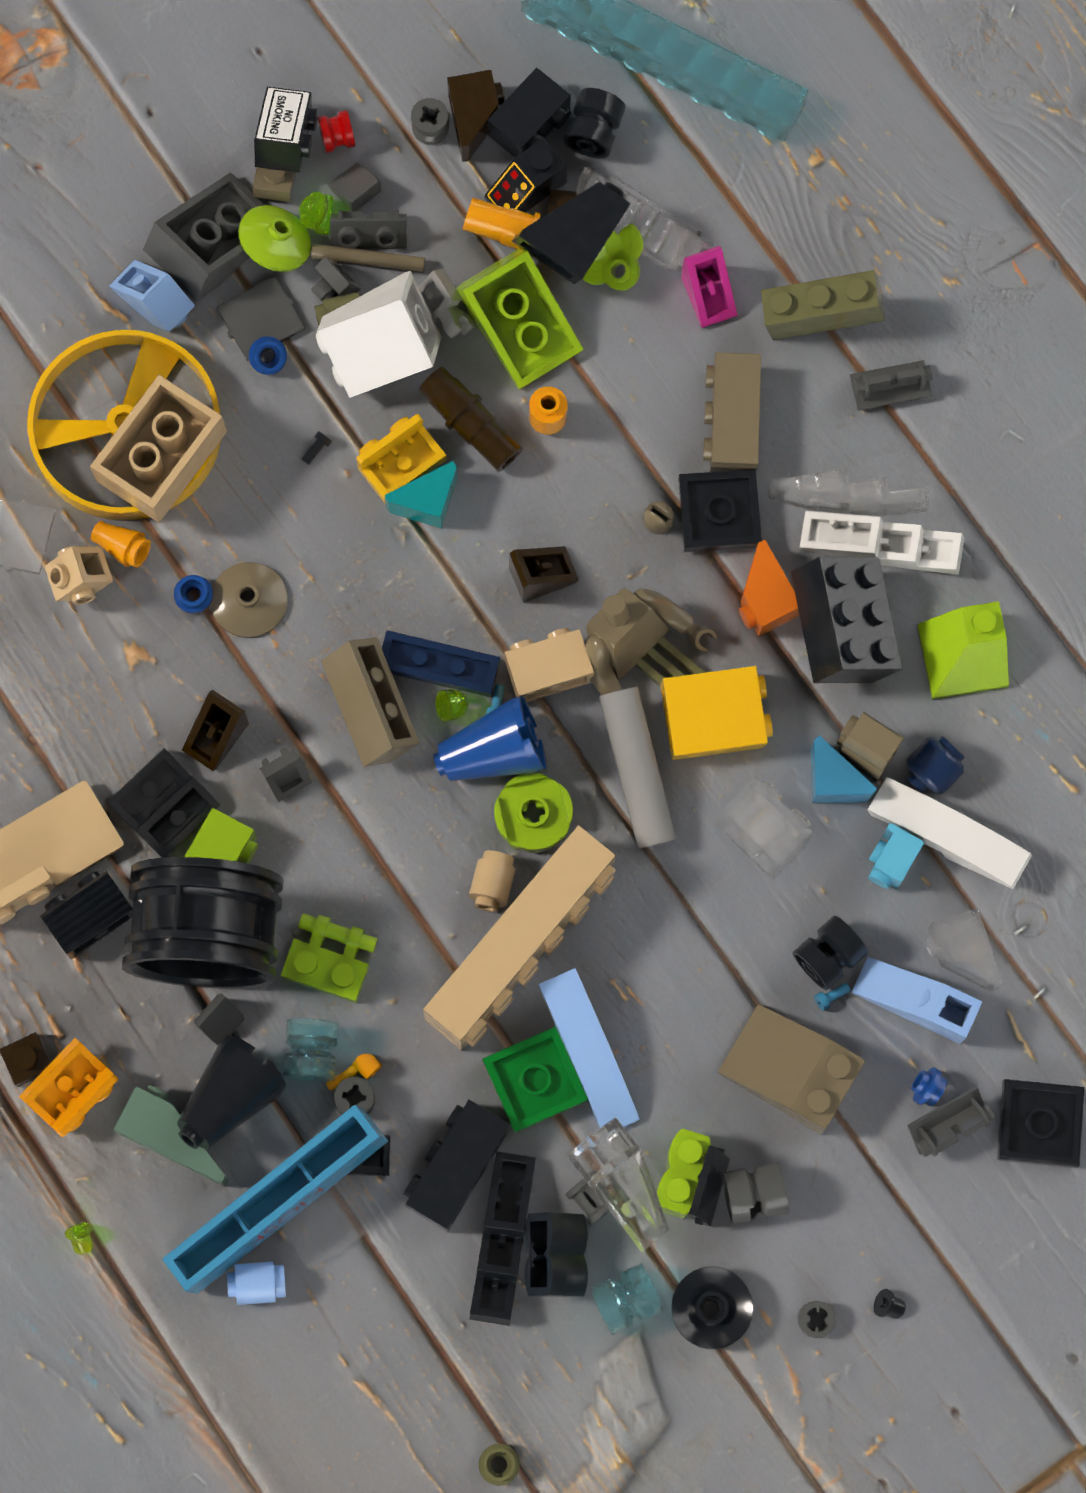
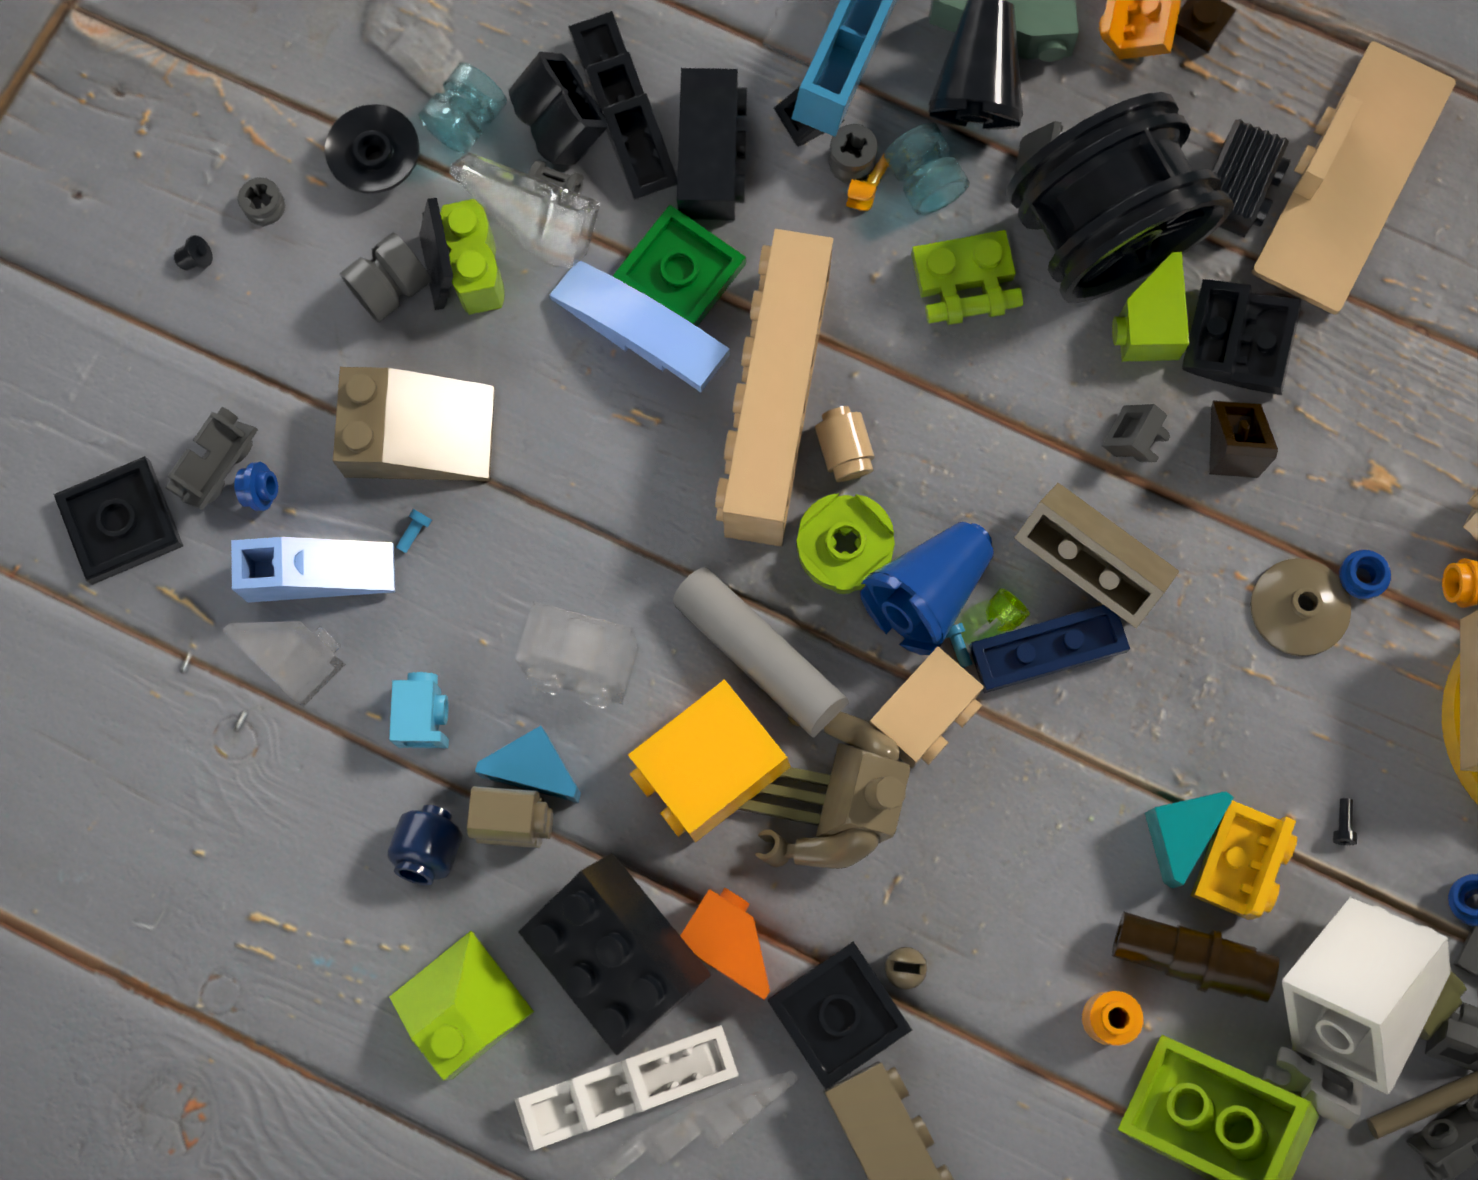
camera: 155 degrees right, 0 degrees up
(541, 571) = (1000, 819): dark brown slope -> none
(842, 945) = (429, 581): black wheel -> none
(950, 833) = (367, 775): white slope -> none

